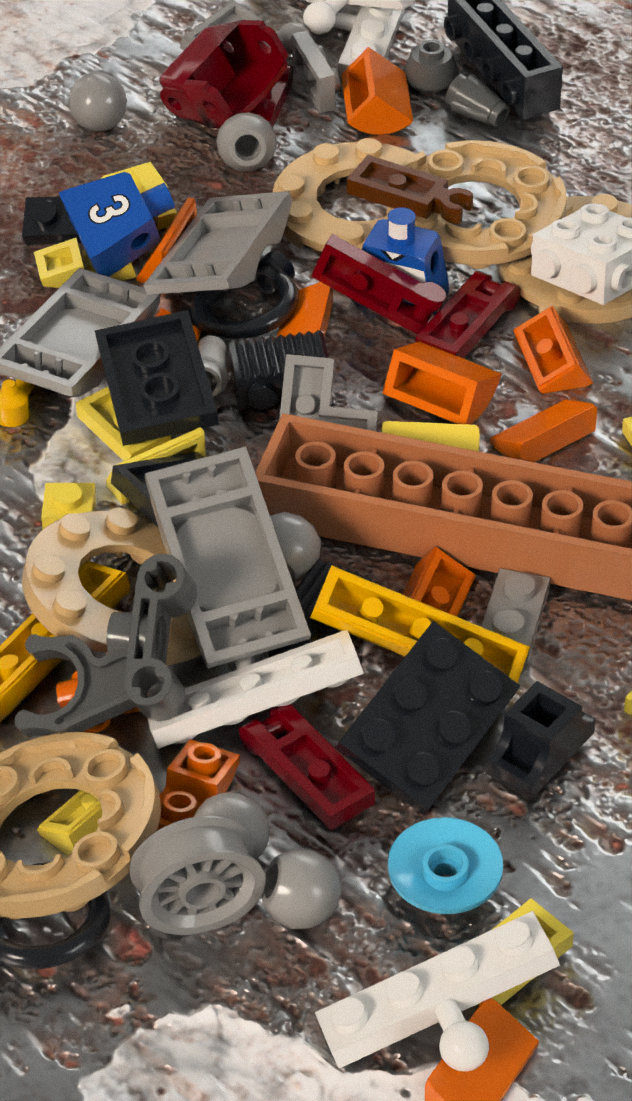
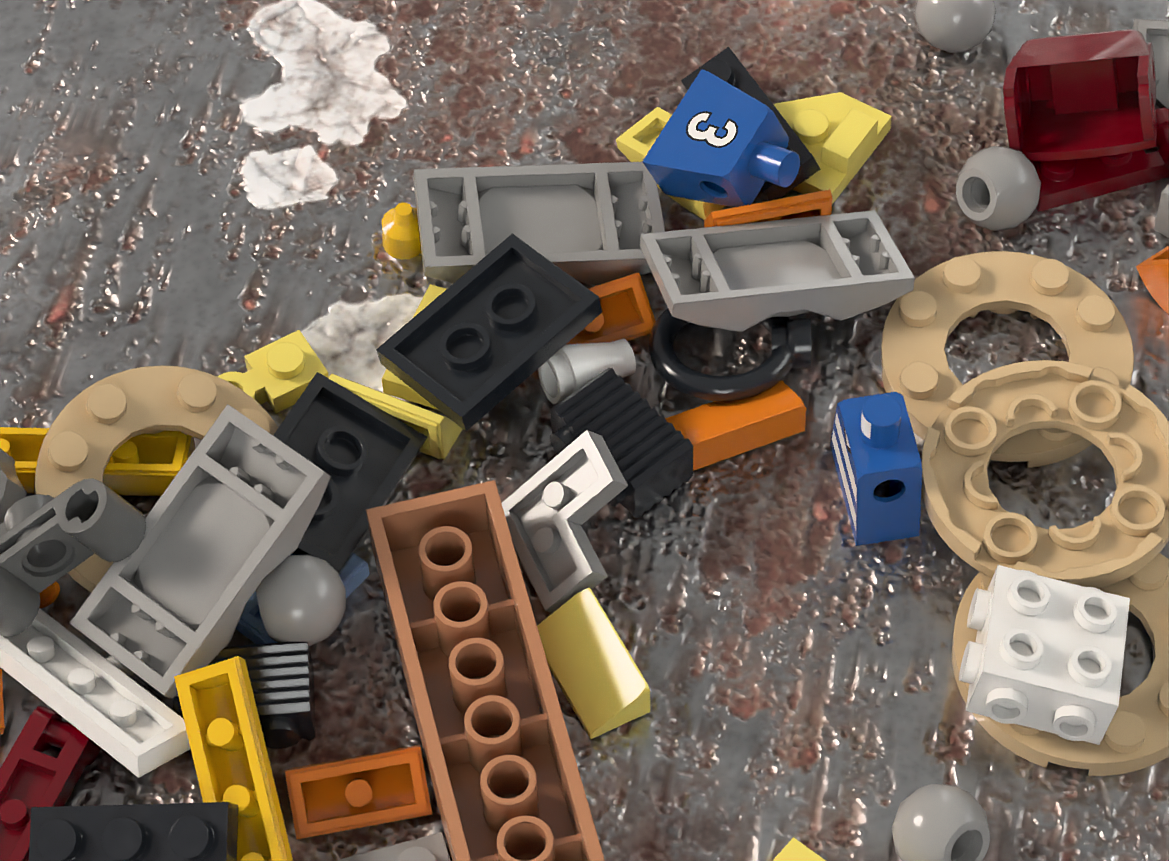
camera: 60 degrees right, 10 degrees up
(377, 284) = (817, 457): dark red plate -> none
(408, 188) = (977, 390): reddish brown plate -> none
(440, 382) = (722, 611): orange brick -> none
(469, 314) = (864, 578): dark red plate -> none
(547, 431) = (720, 763): orange slope -> none
(552, 353) = (877, 704): orange slope -> none

